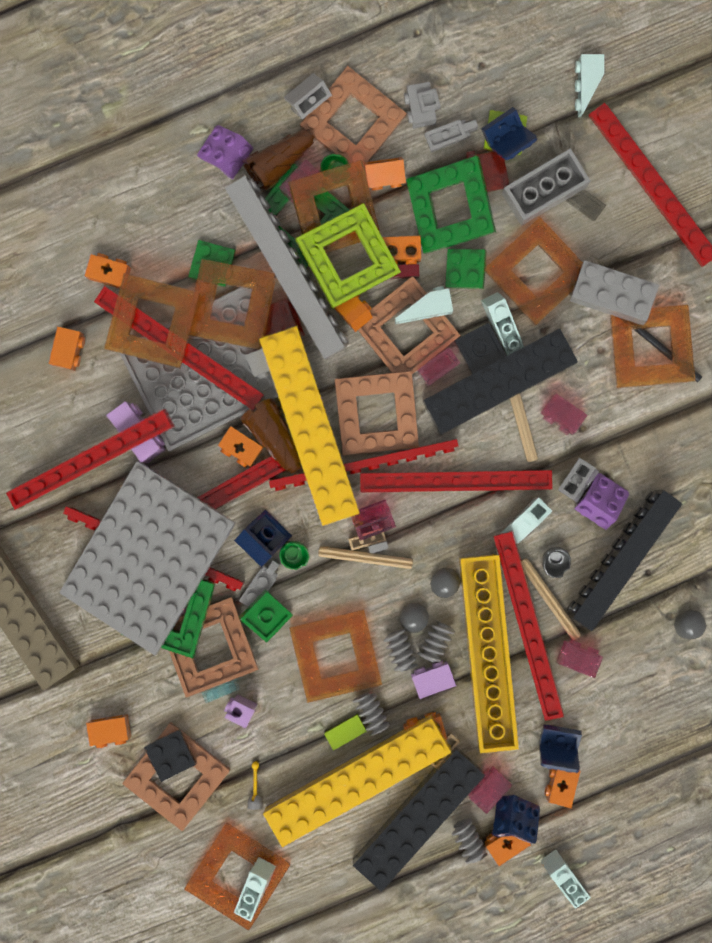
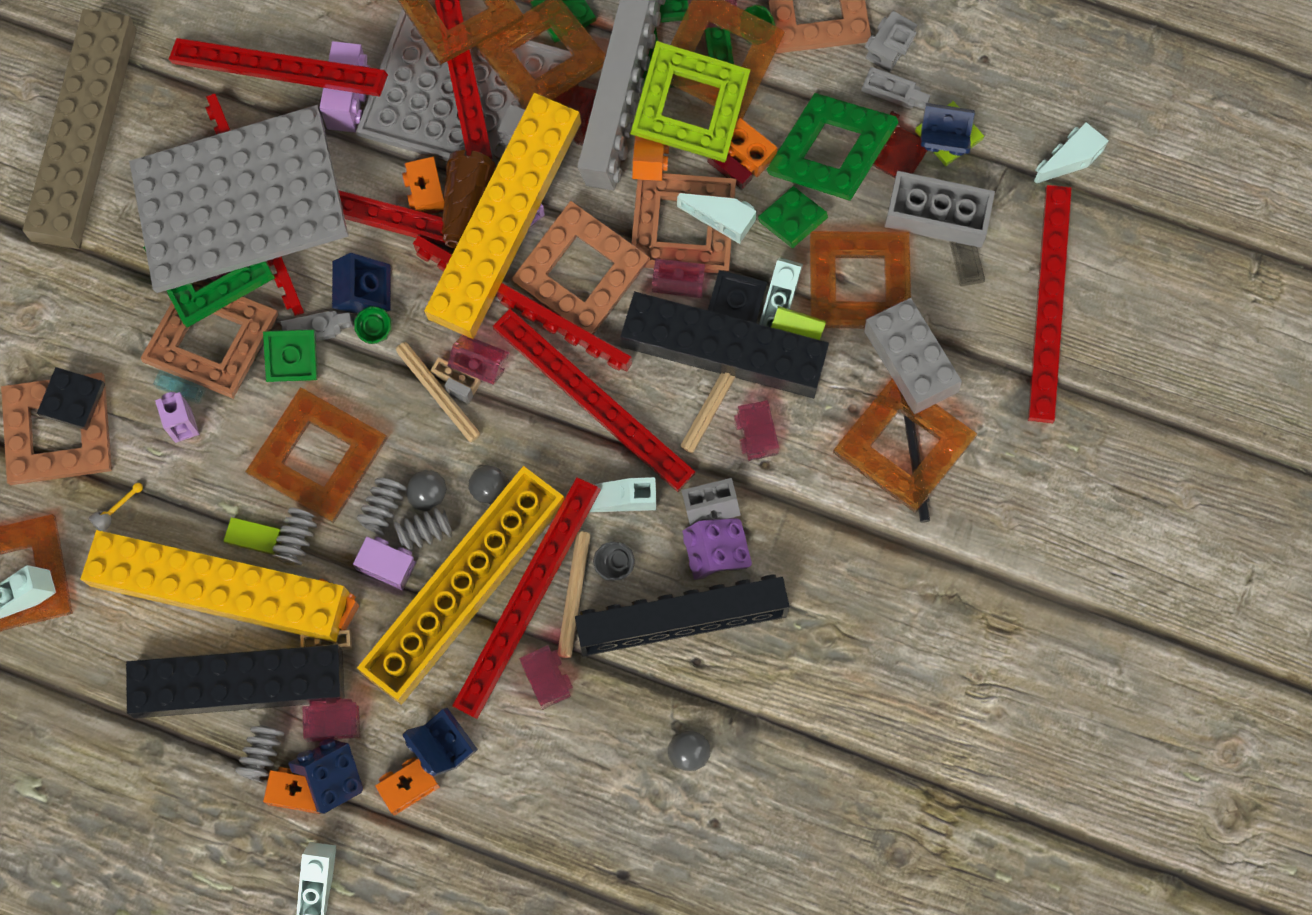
camera: 40 degrees right, 15 degrees down
(109, 730) = (41, 326): orange brick -> none
(385, 173) = (799, 68): orange brick -> none
(530, 332) = (797, 323): none -> lime tile

